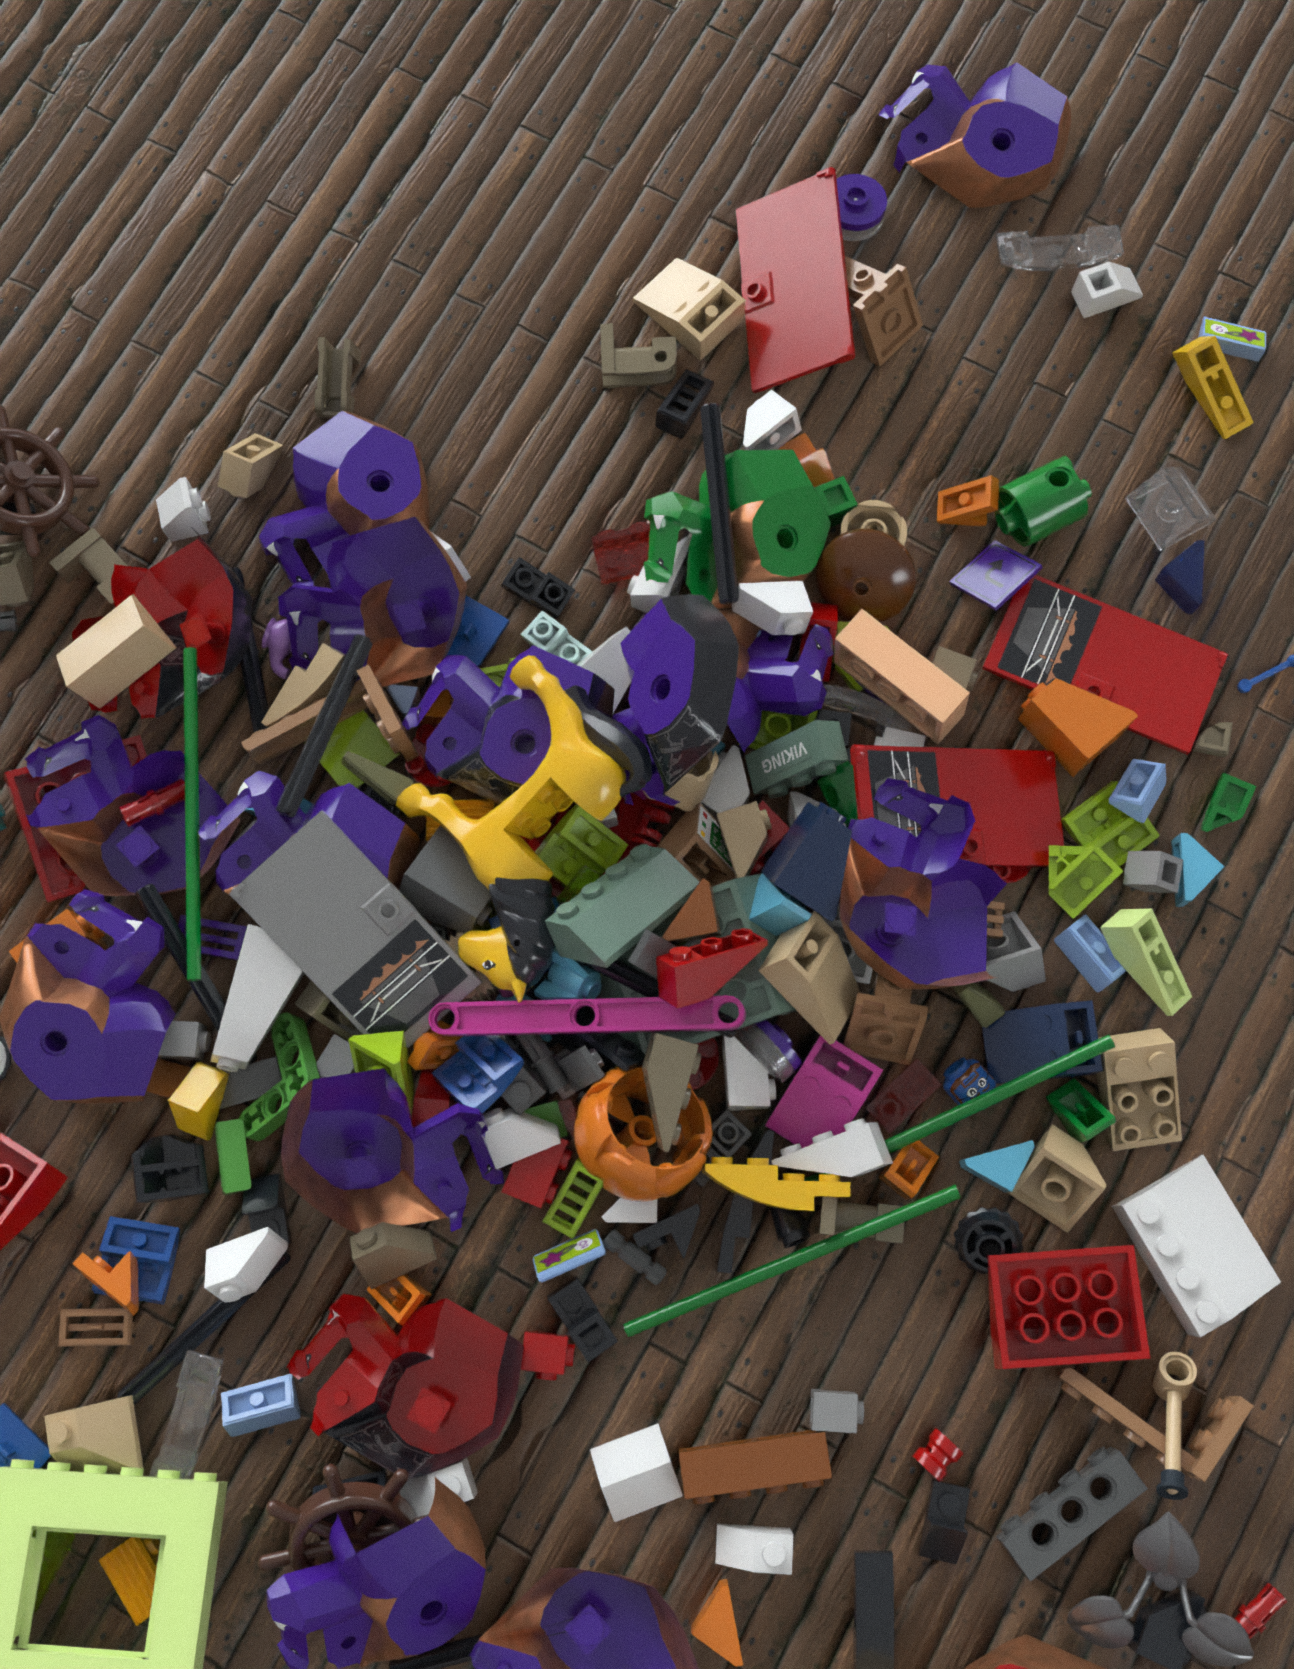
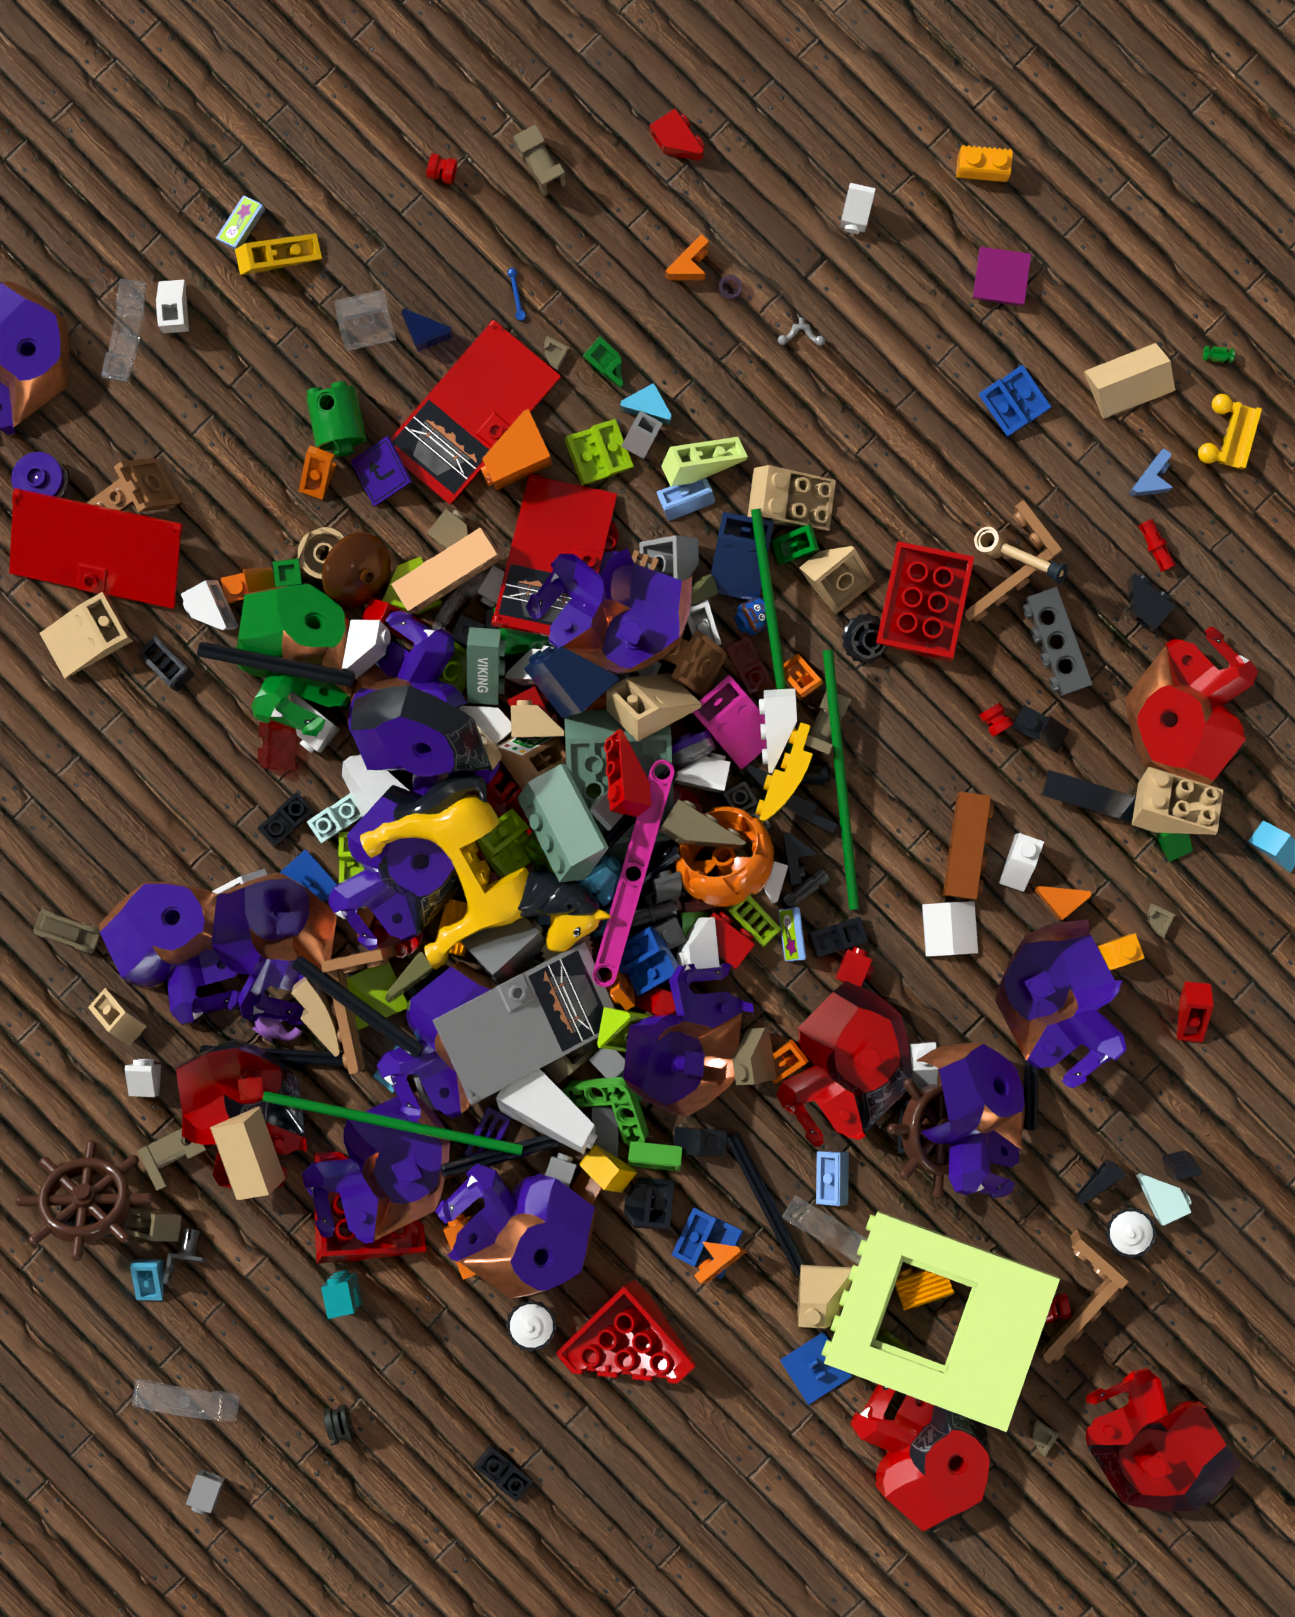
camera: 75 degrees left, 10 degrees up
(127, 1327) = (740, 1303): medium nougat tile -> none
(153, 802) = (374, 1151): red pin -> none
(242, 1264) = (733, 1165): white slope -> none
(405, 697) = (347, 944): sand blue slope -> none
(637, 364) = (123, 691): dark tan piece -> none
(696, 918) = (587, 773): dark orange slope -> none
(776, 909) = (596, 717): medium azure slope -> none
(835, 1411) = (948, 780): light grey brick -> none
(943, 1014) = (702, 620): none -> white slope
(1000, 1167) = (817, 612): medium azure slope -> none
(1079, 876) = (628, 487): lime slope -> none
(1139, 788) = (577, 422): light blue slope -> none
(1169, 1559) = (1101, 588): flat silver plant -> none
(1197, 1247) = (909, 495): white slope -> none

